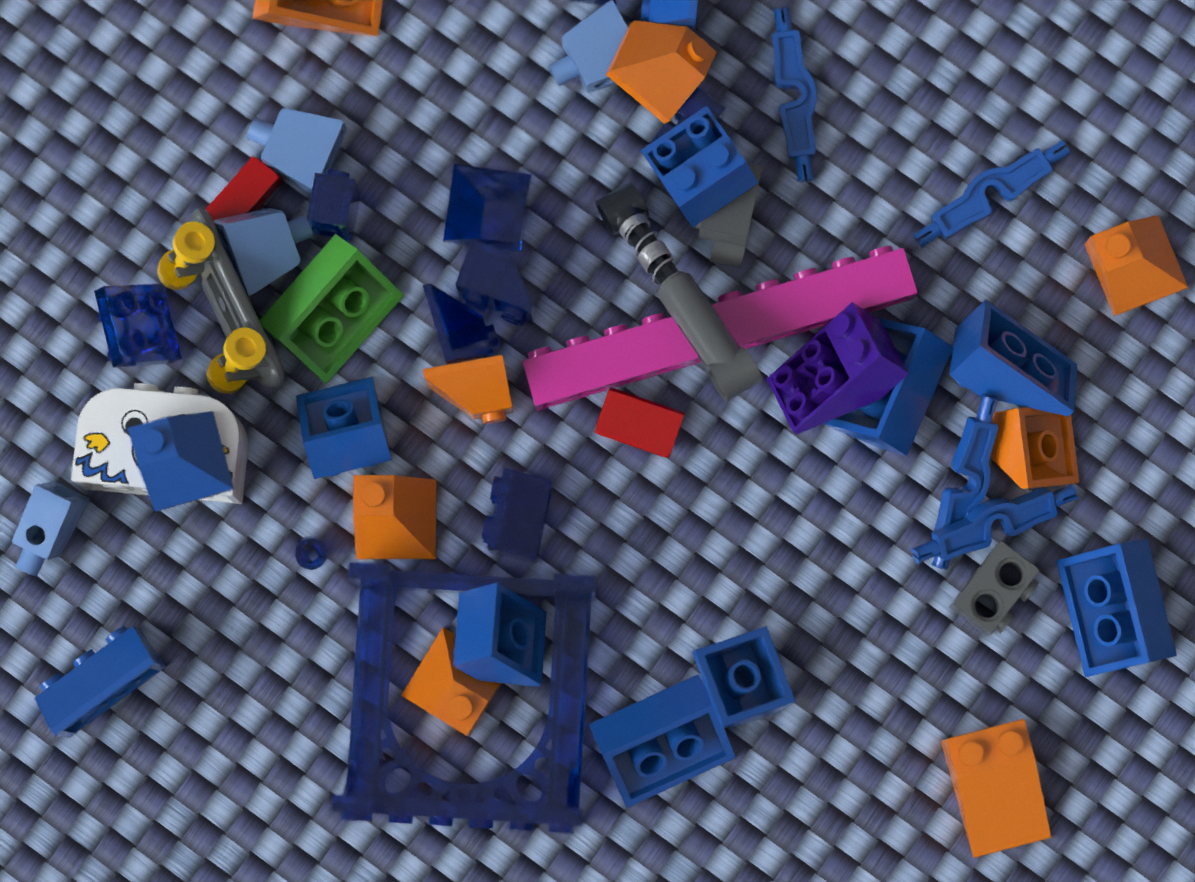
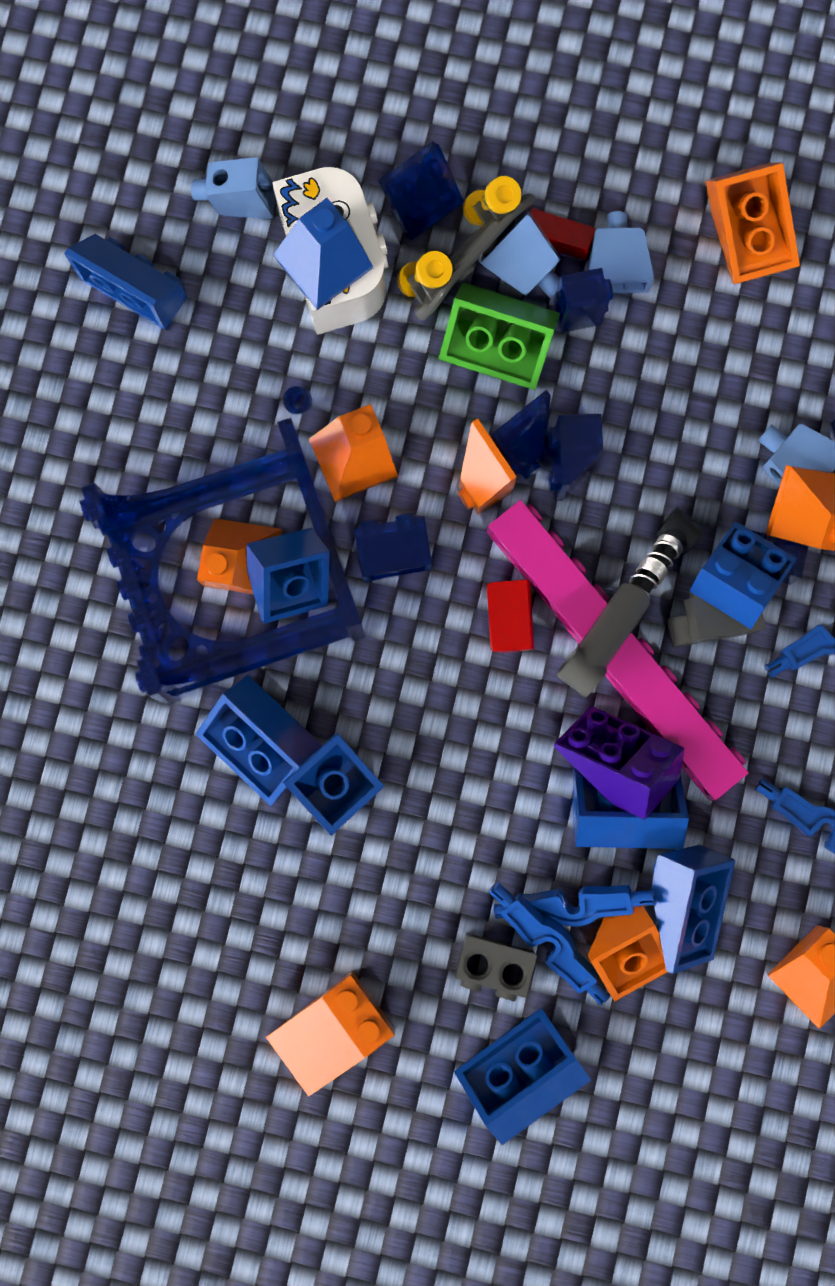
camera: 65 degrees right, 0 degrees up
(343, 428) = (406, 384): blue slope -> none
(487, 207) = (634, 426): clear blue slope -> none

